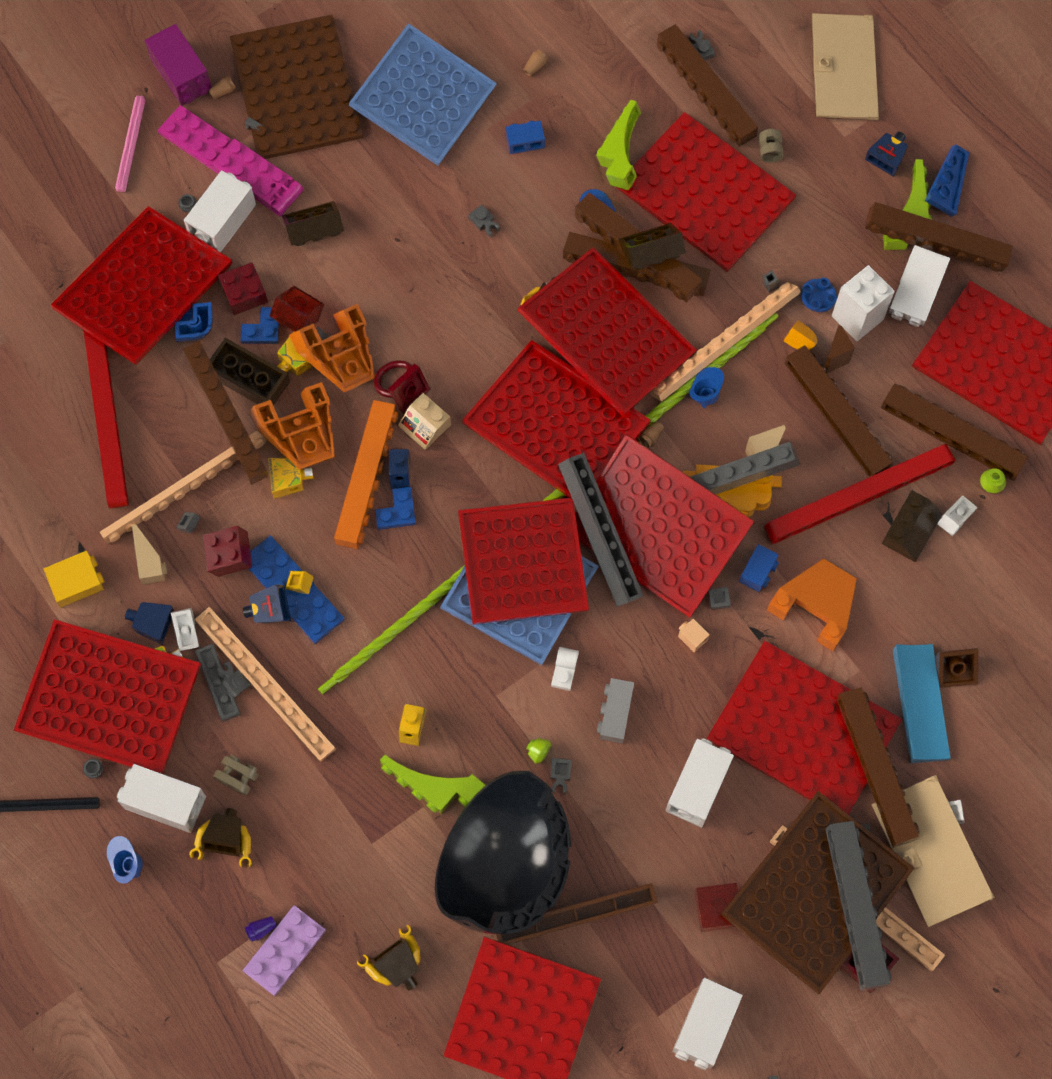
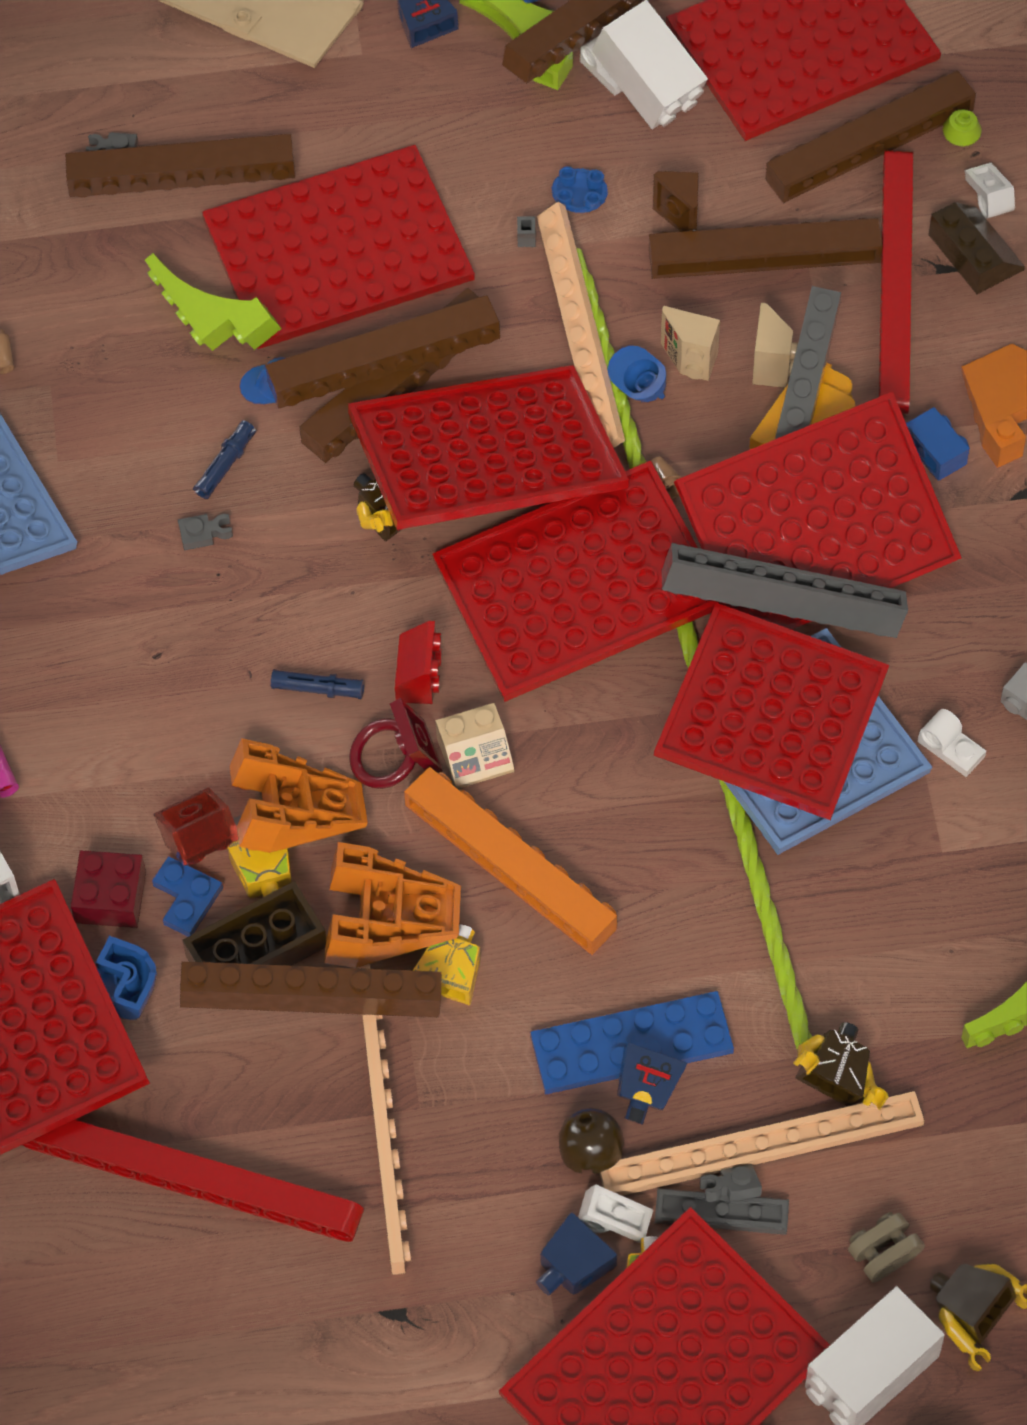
camera: 60 degrees left, 10 degrees down
(74, 578) = (441, 1340): yellow brick -> none
(149, 563) = (470, 1218): tan slope -> none
(188, 522) = (443, 1135): dark grey plate -> none
(219, 596) = (590, 1141): none -> dark brown cylinder
(227, 551) = (527, 1096): dark red brick -> none
(299, 582) = (631, 1021): yellow slope -> none
(313, 223) = (61, 748): dark brown slope -> none
(326, 700) = (839, 1067): none -> dark brown torso
(399, 466) = (531, 809): dark blue torso -> none
(401, 514) = (595, 842): blue plate -> none
(412, 723) = (931, 970): yellow torso -> none
(426, 342) = (328, 685): none -> dark blue pin
(456, 368) = (418, 664): none -> red slope
(525, 137) = (108, 416): blue brick -> none
(532, 207) = (231, 450): none -> dark blue pin
(652, 246) = (403, 322): dark brown slope -> none
(693, 635) = (990, 565): light nougat brick -> none
(719, 598) = (955, 509): dark grey plate -> none
(744, 404) = (690, 341): none -> tan slope
(771, 145) = (325, 135): dark tan wheel -> none
(800, 336) = (629, 238): light orange brick -> none
(862, 303) = (637, 132): white brick -> none

